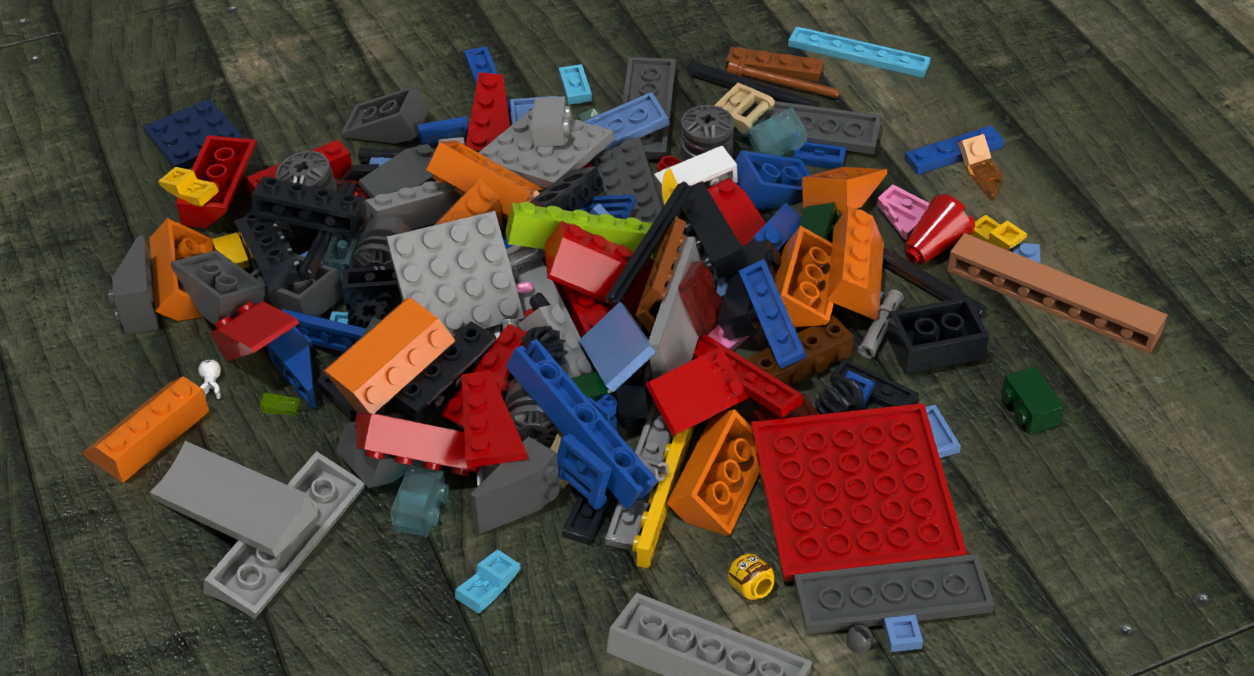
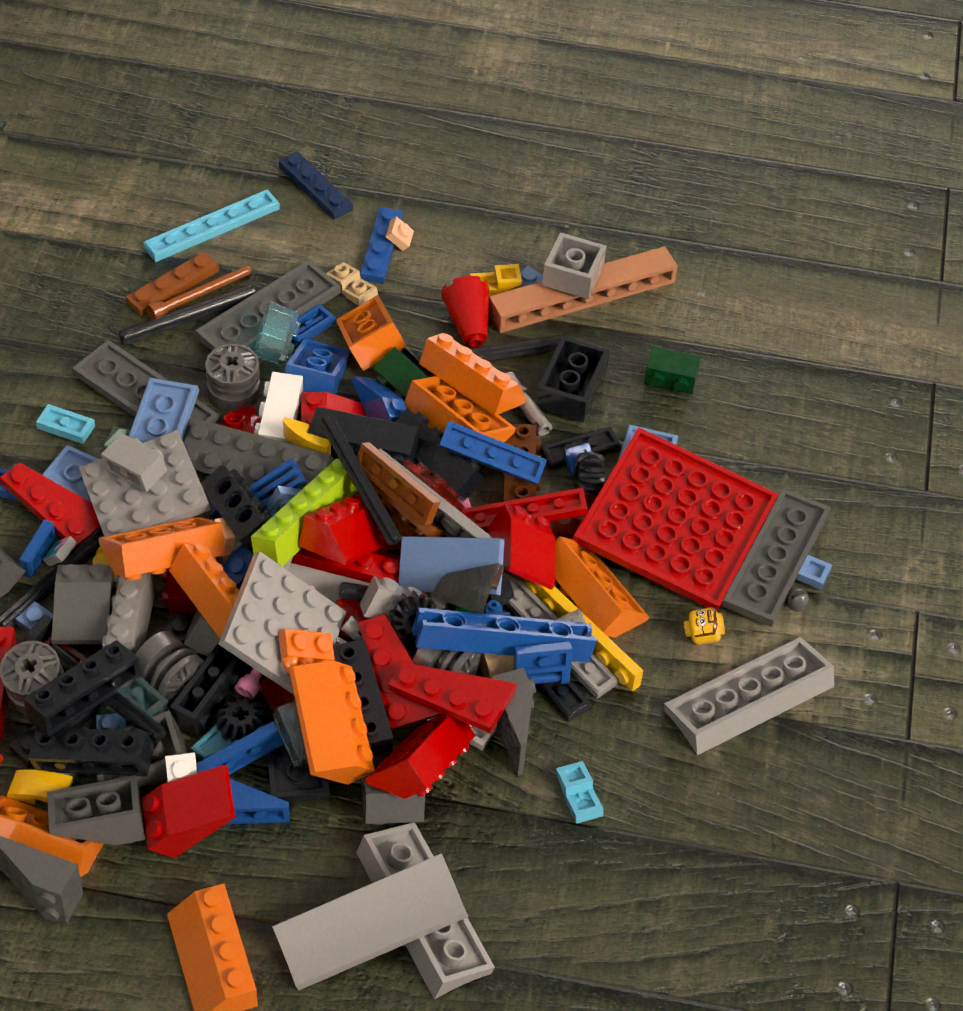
camera: 60 degrees left, 5 degrees up
(210, 371) = (185, 876): white arm -> none
(279, 404) = (266, 842): clear neon green piece -> none
(288, 301) = (180, 766): none -> white plate
(419, 501) = (467, 794): clear light blue brick -> none
(445, 302) = (304, 647): none -> orange plate
(591, 360) = (469, 587): none -> clear smoke slope
(739, 100) = (212, 332): tan plate -> none
(890, 153) = (351, 284): none -> tan slope
(902, 209) = (422, 314): bright pink wing -> none
(971, 81) = (315, 185): none -> dark blue plate
(986, 176) = (429, 247): clear orange tile -> none
(1053, 258) = (574, 265): none -> light grey brick

